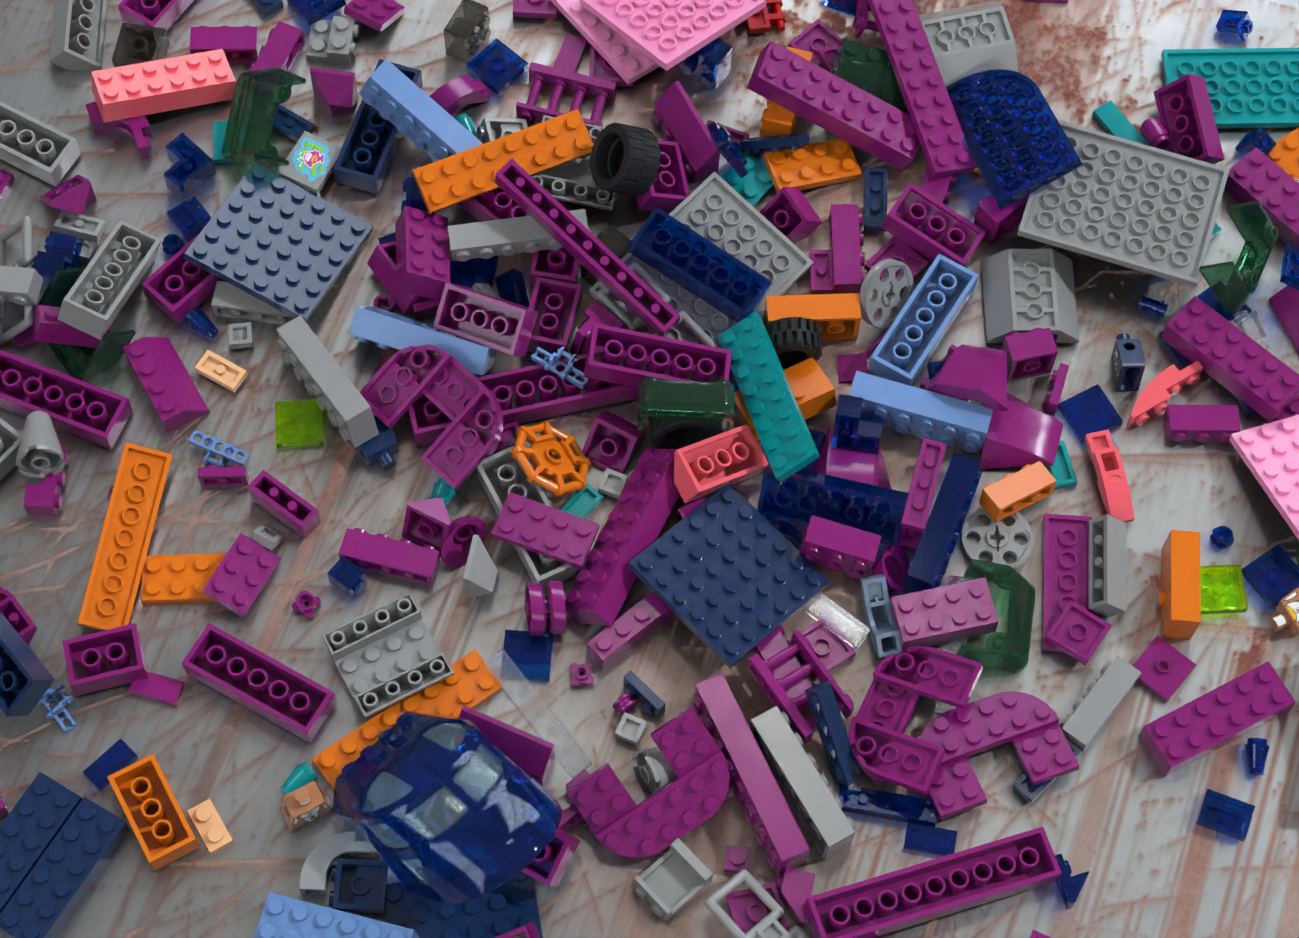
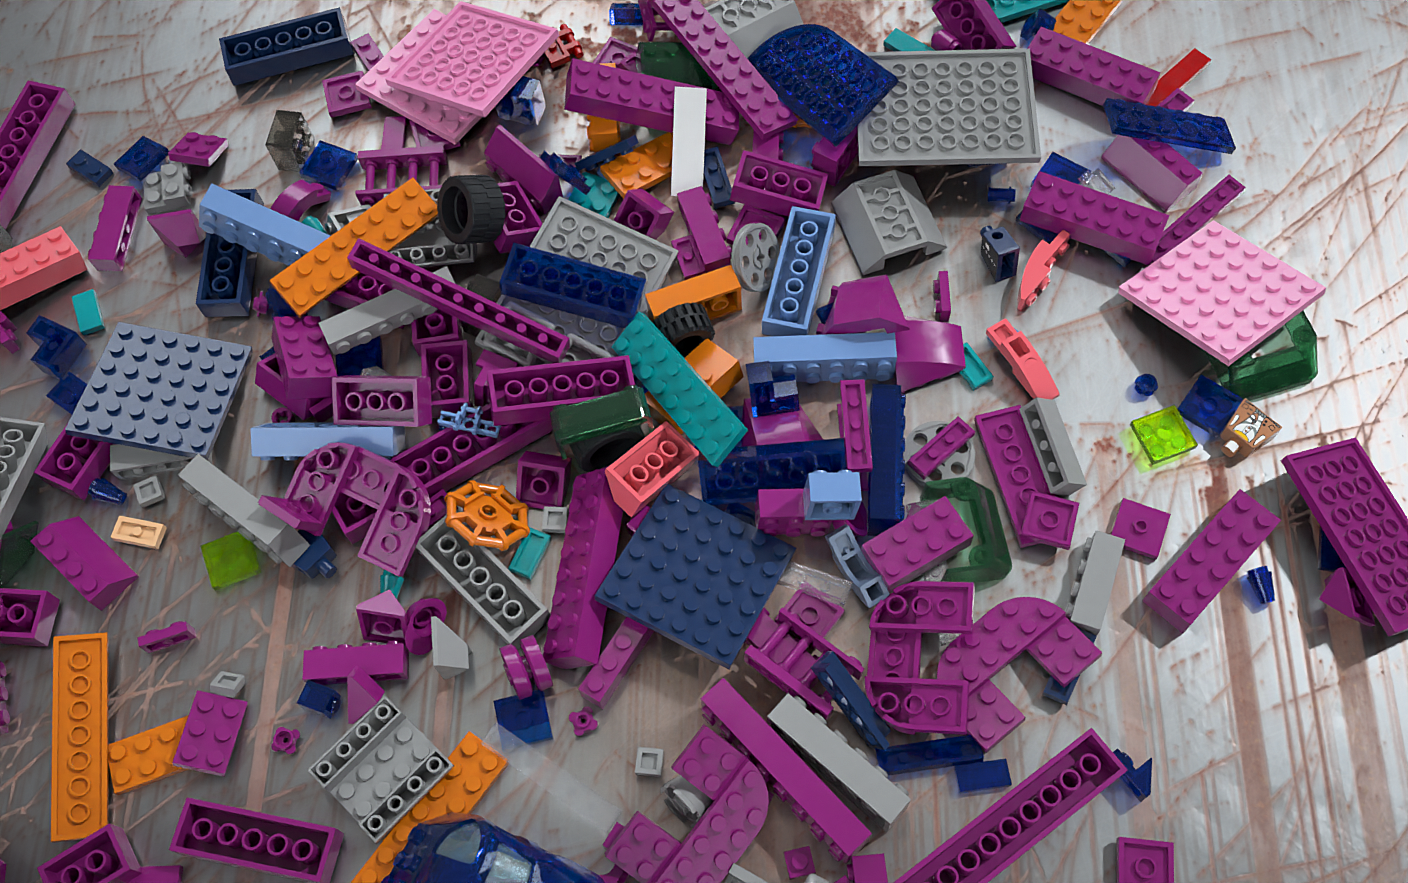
camera: 10 degrees left, 0 degrees up
(172, 239) = (56, 421): clear blue plate -> none
(229, 456) = (164, 617): medium blue piece -> none
(236, 42) = (74, 217): magenta brick -> none
(254, 115) = (107, 278): clear green windscreen -> none
(284, 504) = (234, 646): magenta brick -> none
(291, 123) = (146, 276): dark blue plate -> none
(310, 162) = (173, 306): panel -> none
(373, 398) = (290, 513): none -> magenta plate
(389, 584) = (362, 694): none -> magenta slope
(393, 187) = (260, 304): none -> magenta plate
(512, 287) = (402, 362): clear blue slope -> none
(526, 750) = (541, 824): magenta slope -> none
(545, 530) = (502, 589): magenta plate -> none
(624, 704) = (635, 738): magenta bush -> none
(650, 701) = (640, 717): dark blue plate -> none
(851, 363) = (743, 334): magenta piece -> none
(859, 154) = (688, 139): none -> white sticker
(877, 541) = (832, 495): none -> medium blue brick
(1000, 533) = (941, 447): none -> magenta tile
(1017, 491) = (942, 403): brick -> none
(1029, 353) = (908, 269): magenta brick -> none
(1089, 412) = (980, 309): clear blue tile -> none
(1180, 585) = (1129, 442): orange brick -> none
(1201, 422) = (1086, 285): magenta brick -> none
(1225, 815) = (1256, 653): clear blue plate -> none
(1236, 283) = (1074, 143): clear green windscreen -> none

